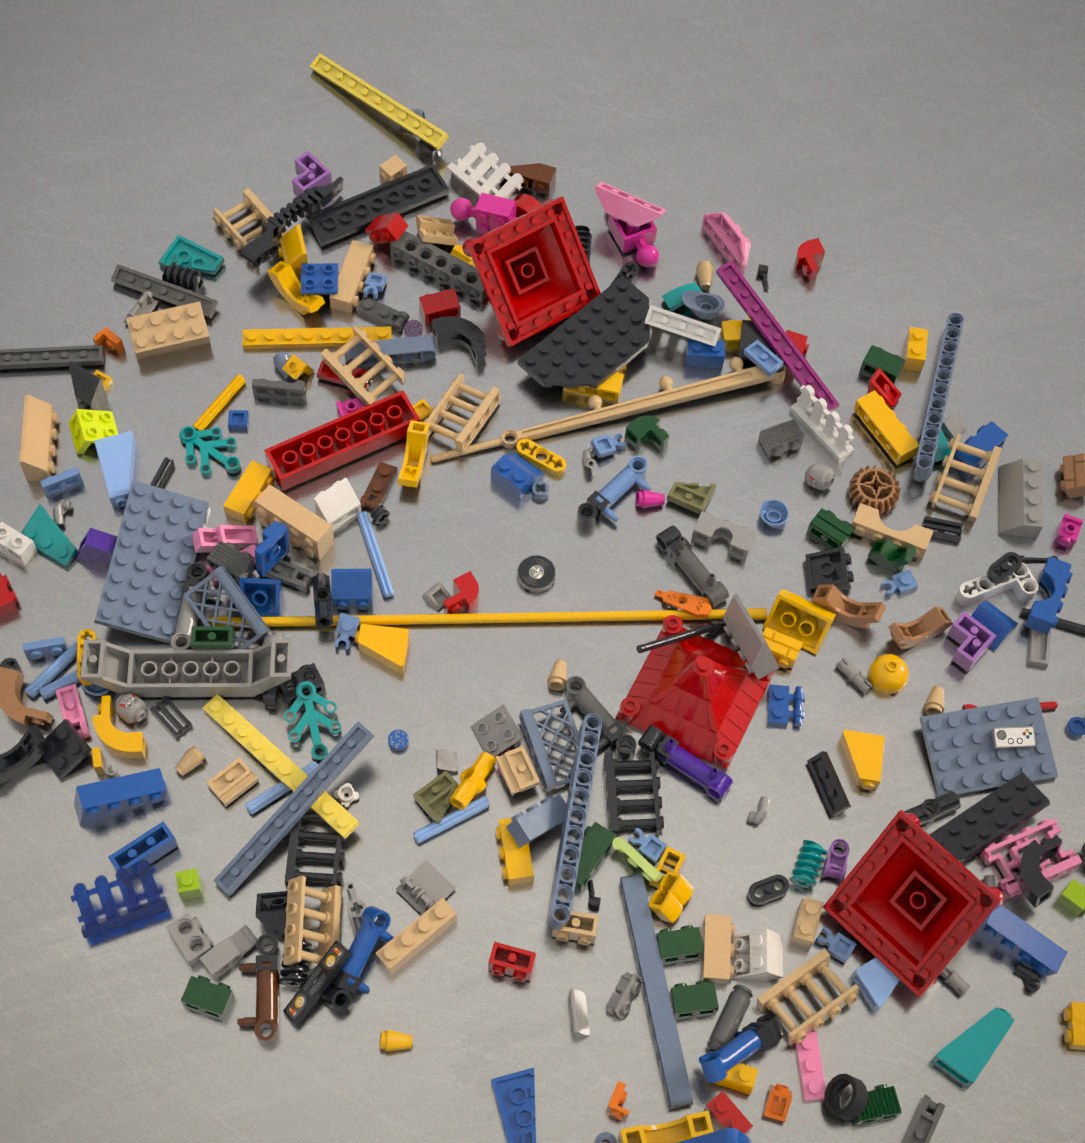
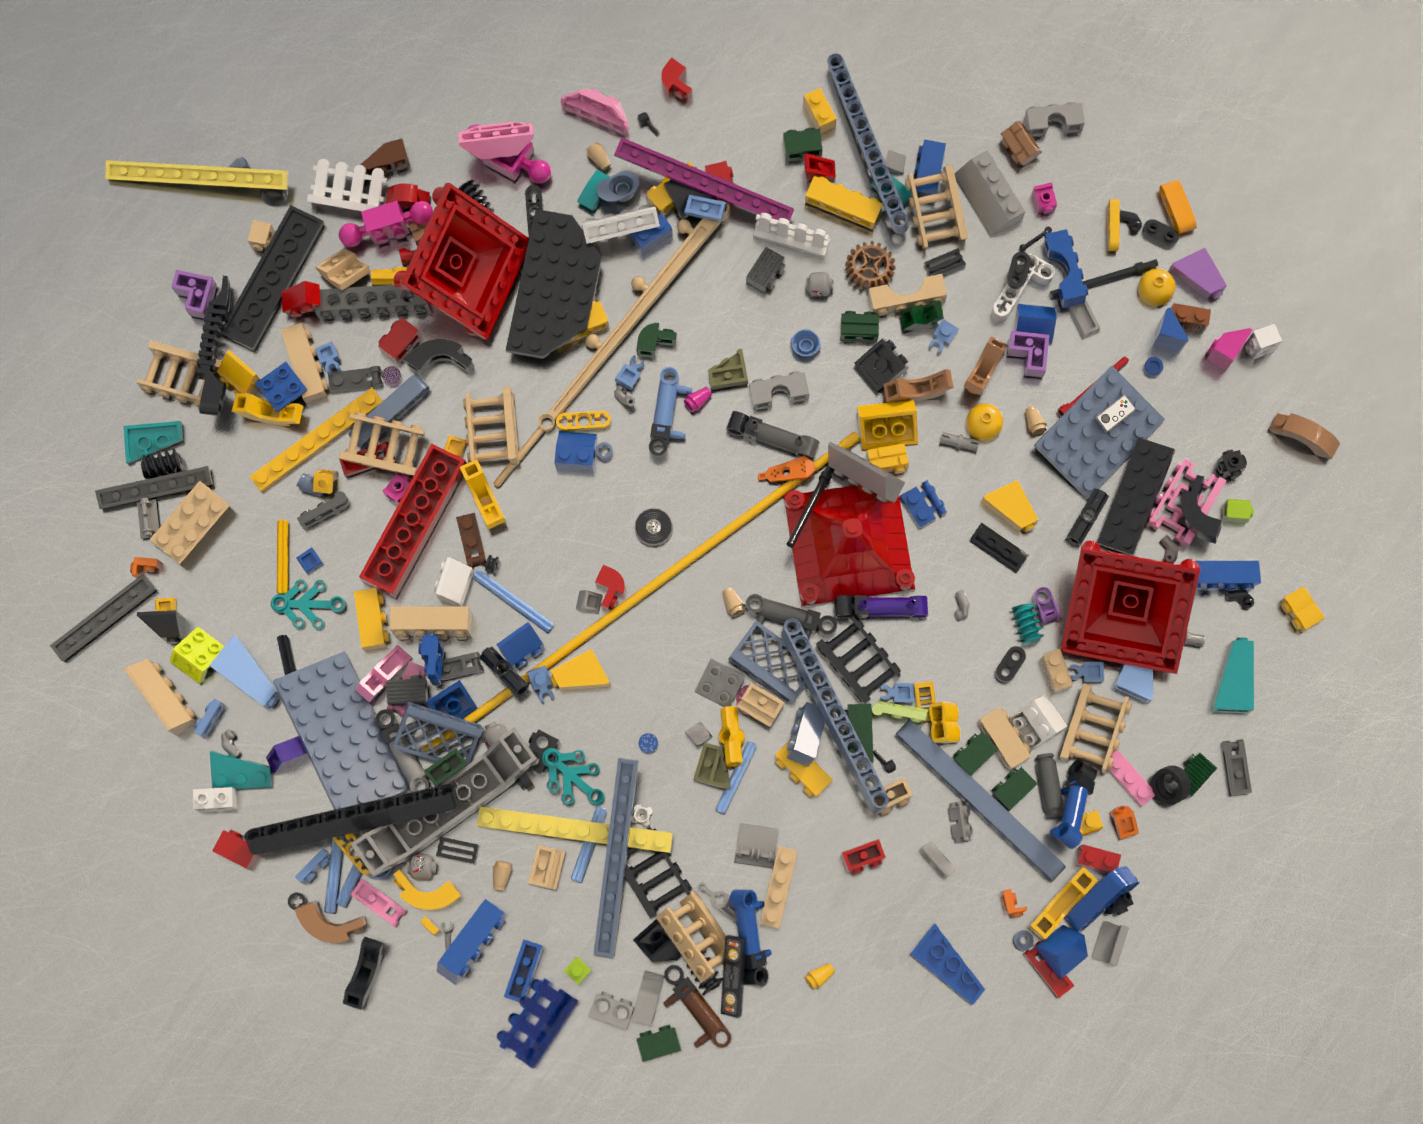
camera: 30 degrees left, 15 degrees up
(64, 748) = (397, 935): black plate -> none
(104, 625) = (352, 819): none -> black beam

